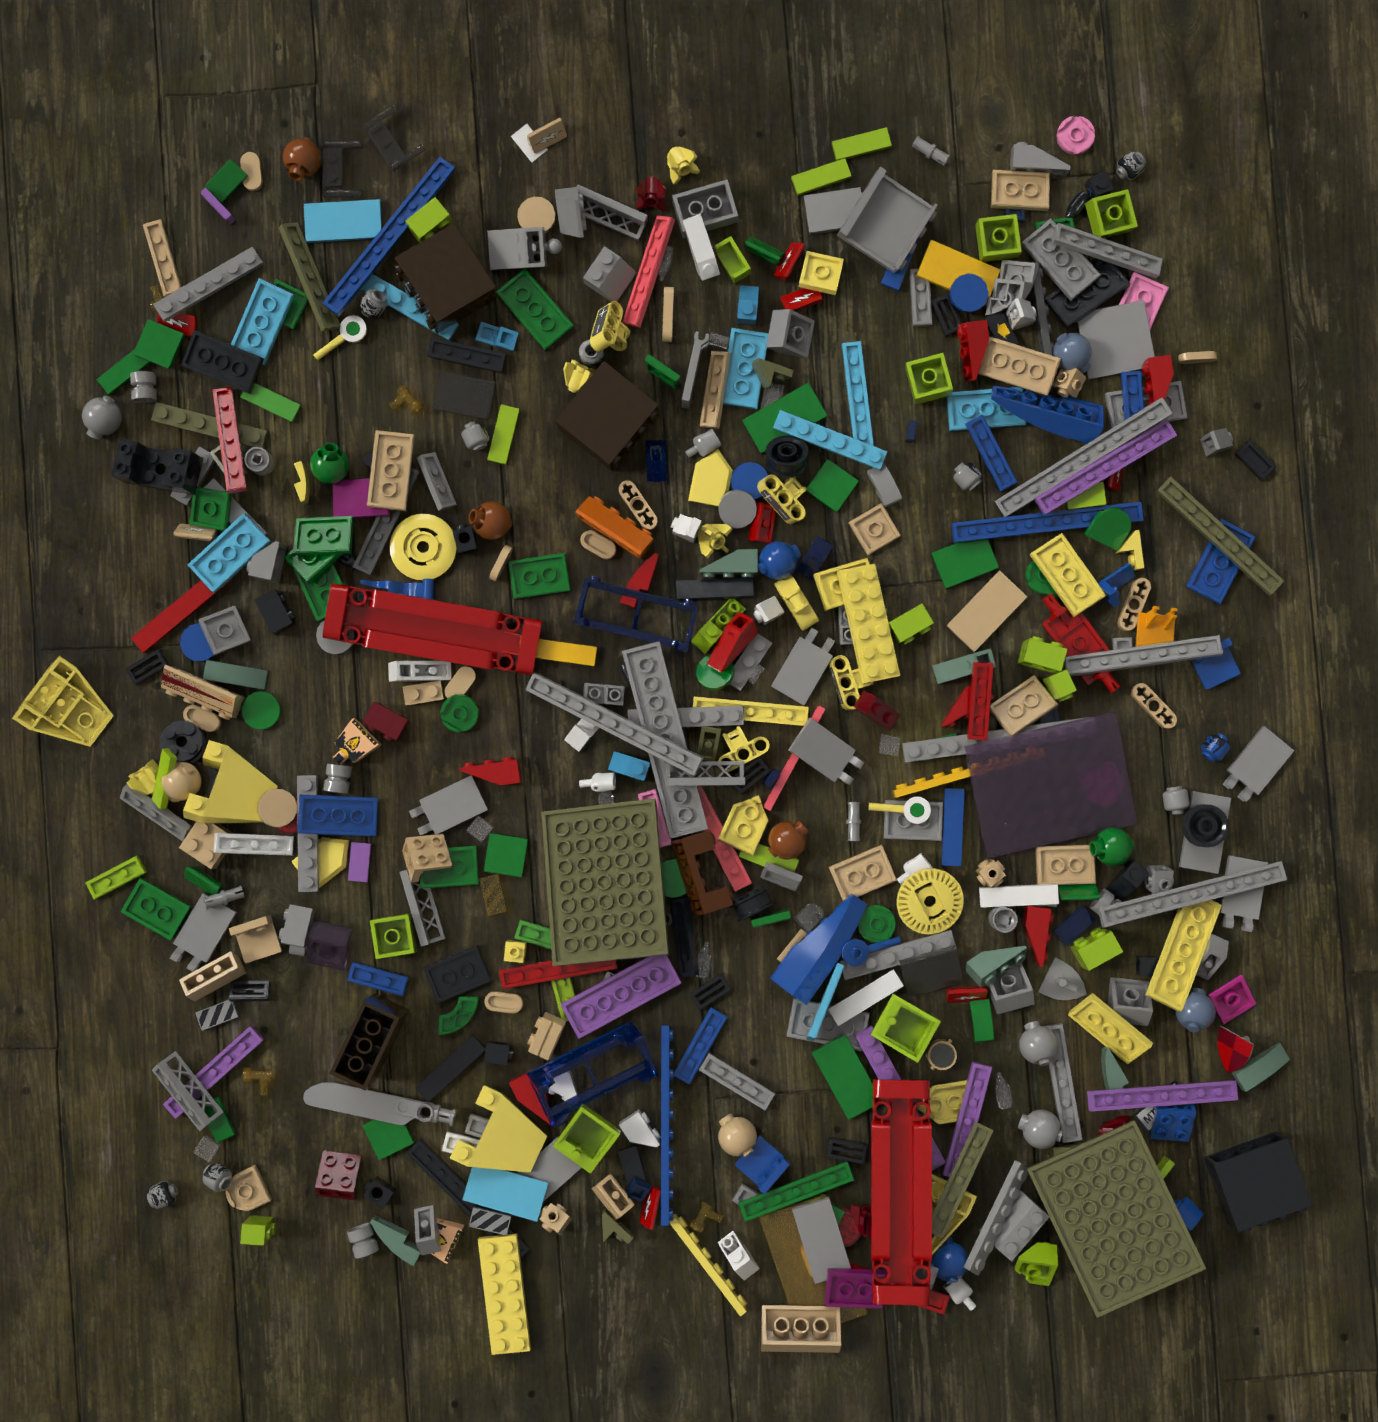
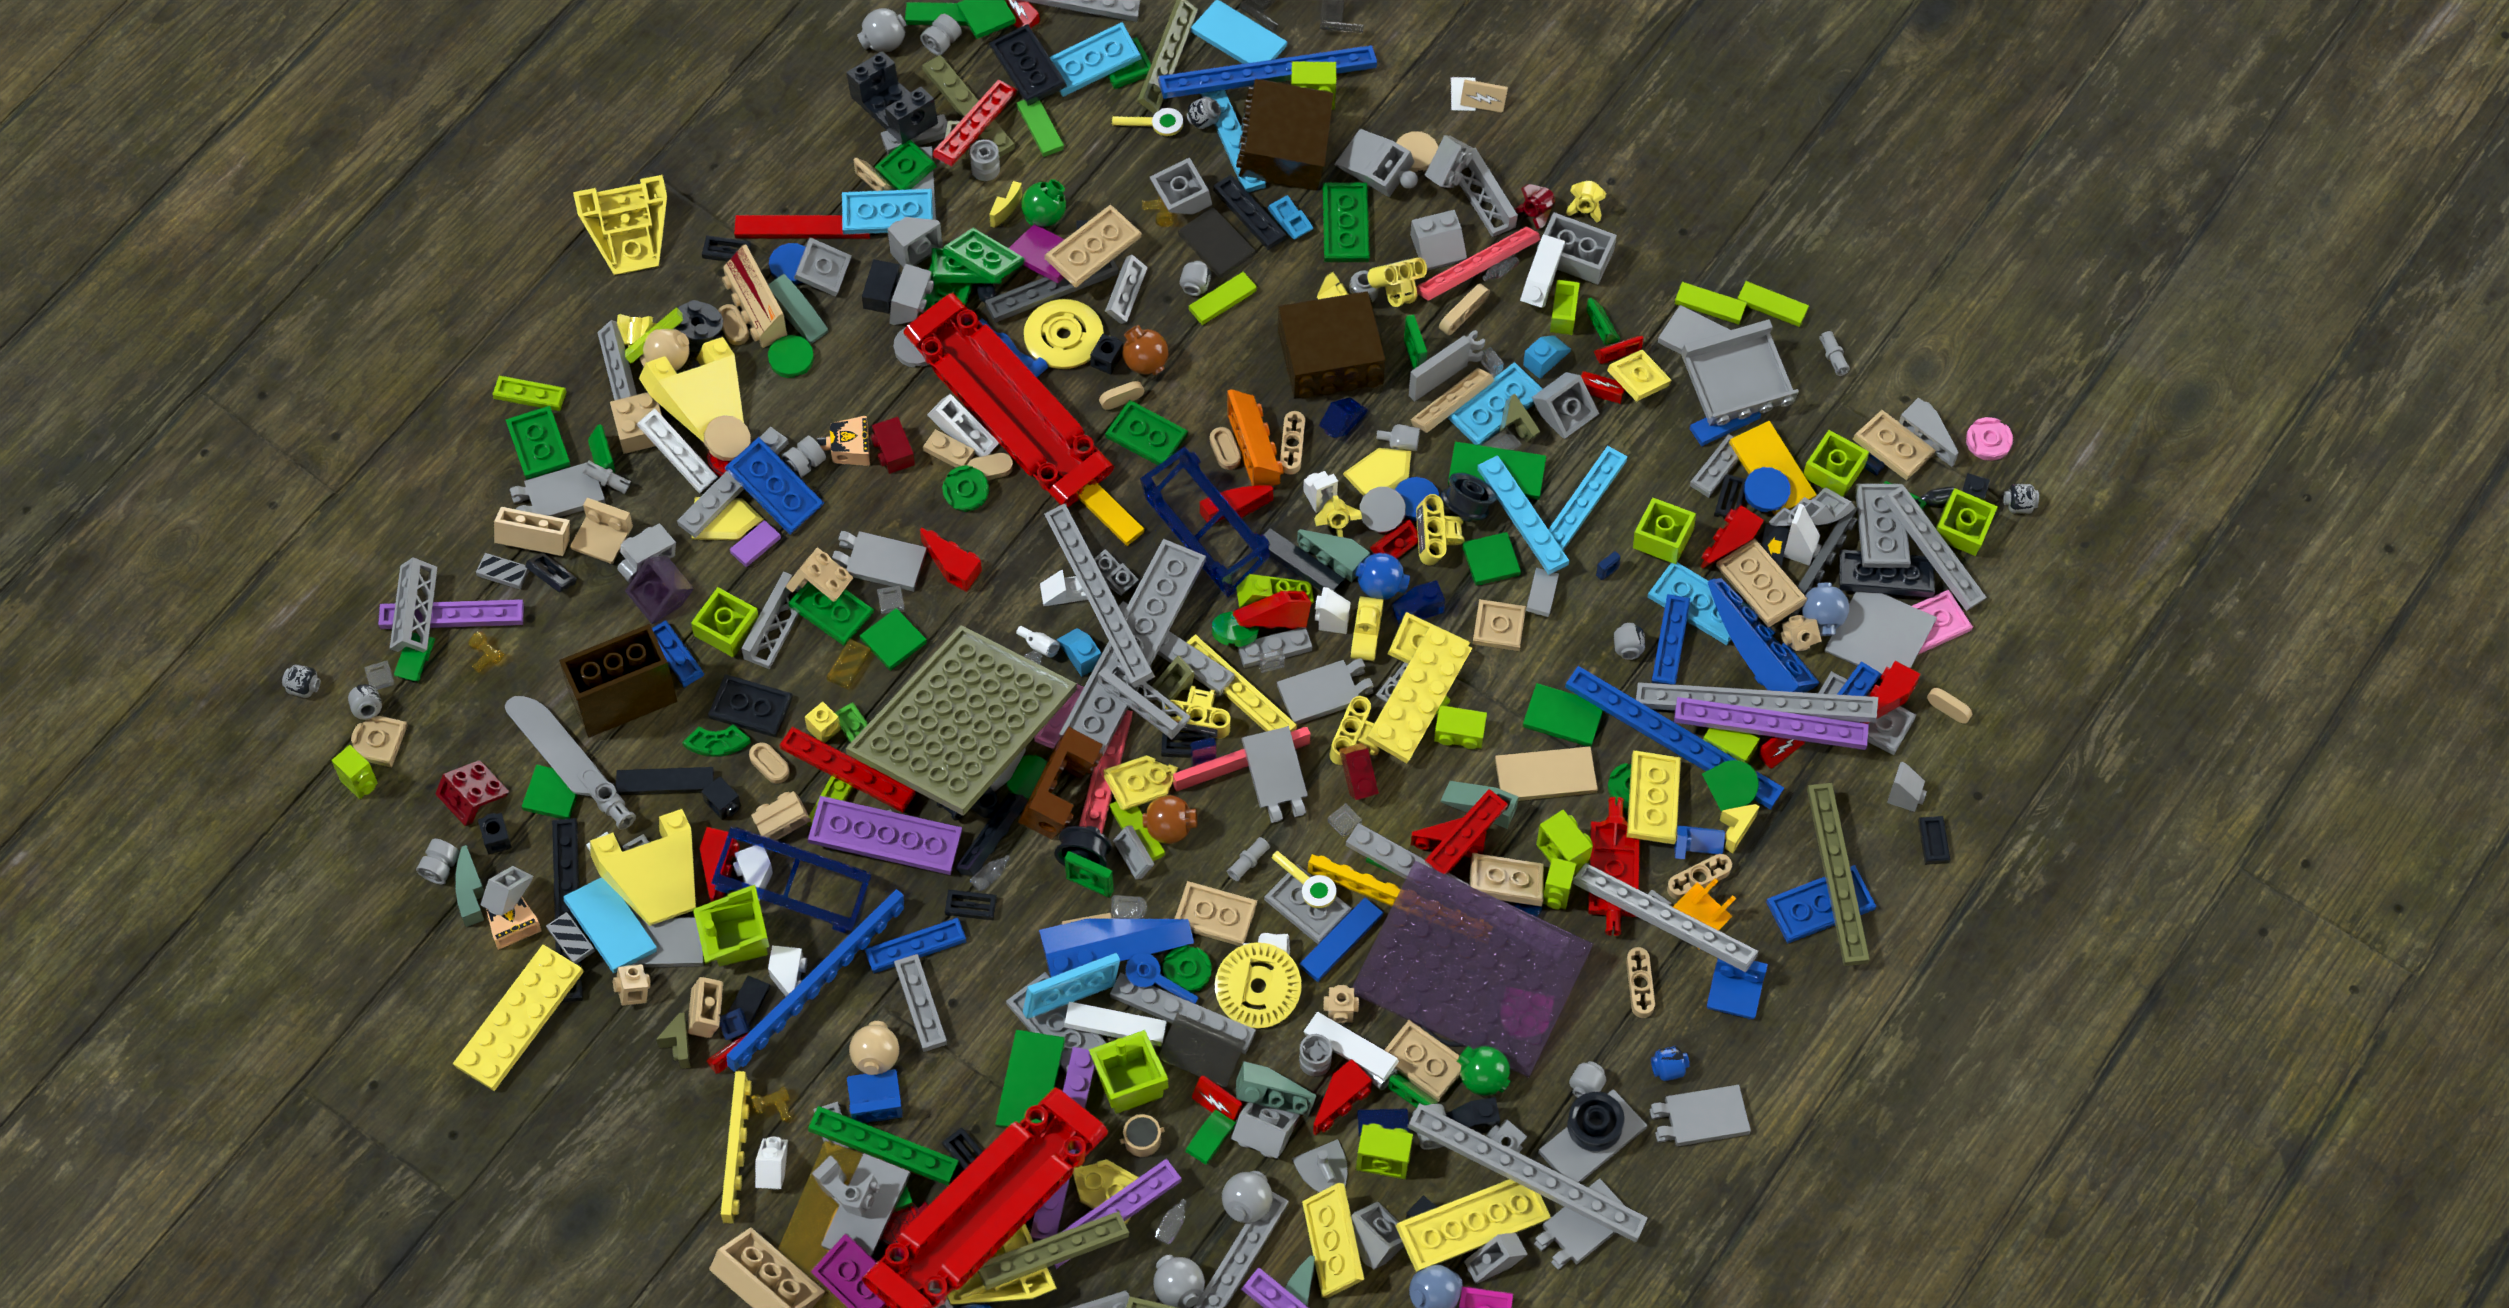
camera: 40 degrees right, 25 degrees down
(303, 606) = (910, 294): none -> light grey slope
(409, 377) = (1182, 188): none -> light grey slope
(807, 1250) = (831, 1181): none -> light grey tile

